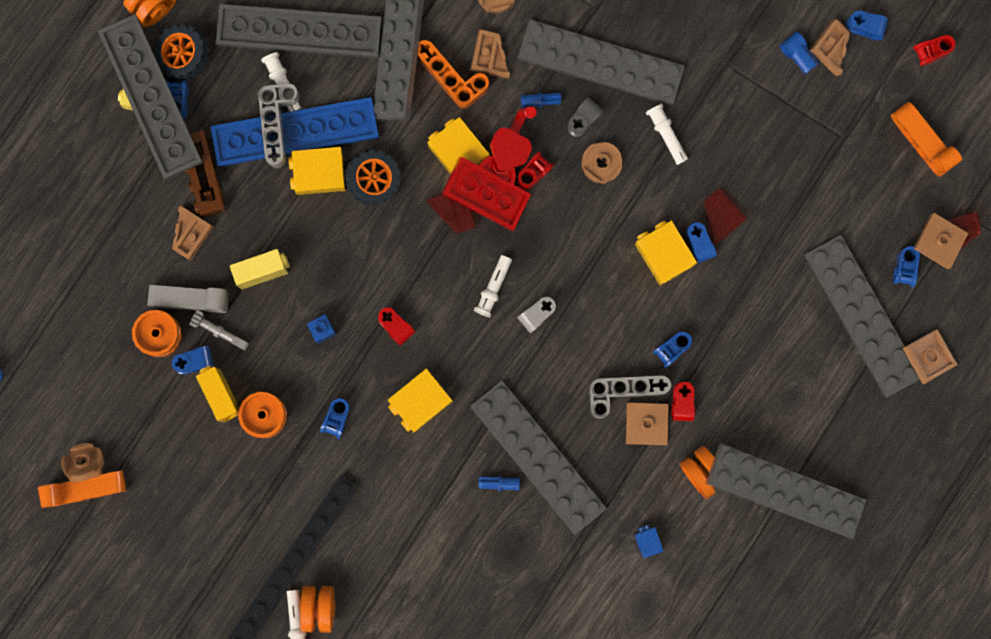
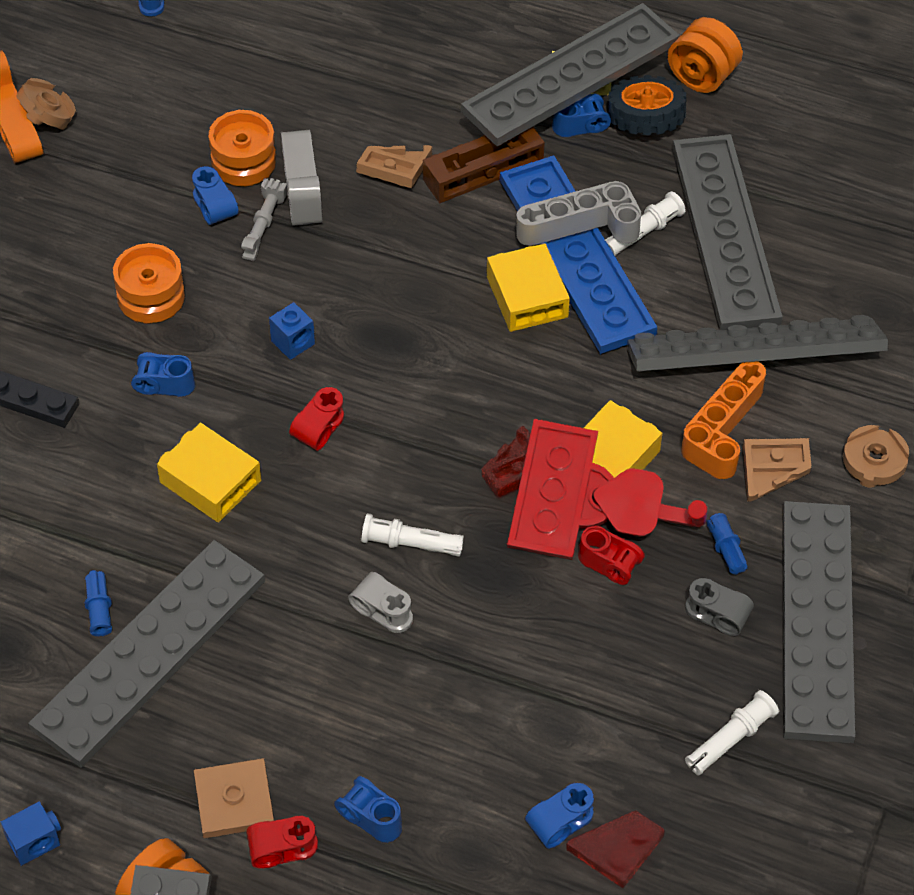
camera: 80 degrees right, 30 degrees down
(218, 393) = (171, 219): yellow brick -> none
(260, 269) = (361, 237): light yellow brick -> none
(352, 179) = (535, 376): black wheel -> none
(613, 161) = (653, 665): medium nougat plate -> none
(630, 390) = (285, 755): light grey beam -> none
(665, 252) = (529, 765): yellow brick -> none

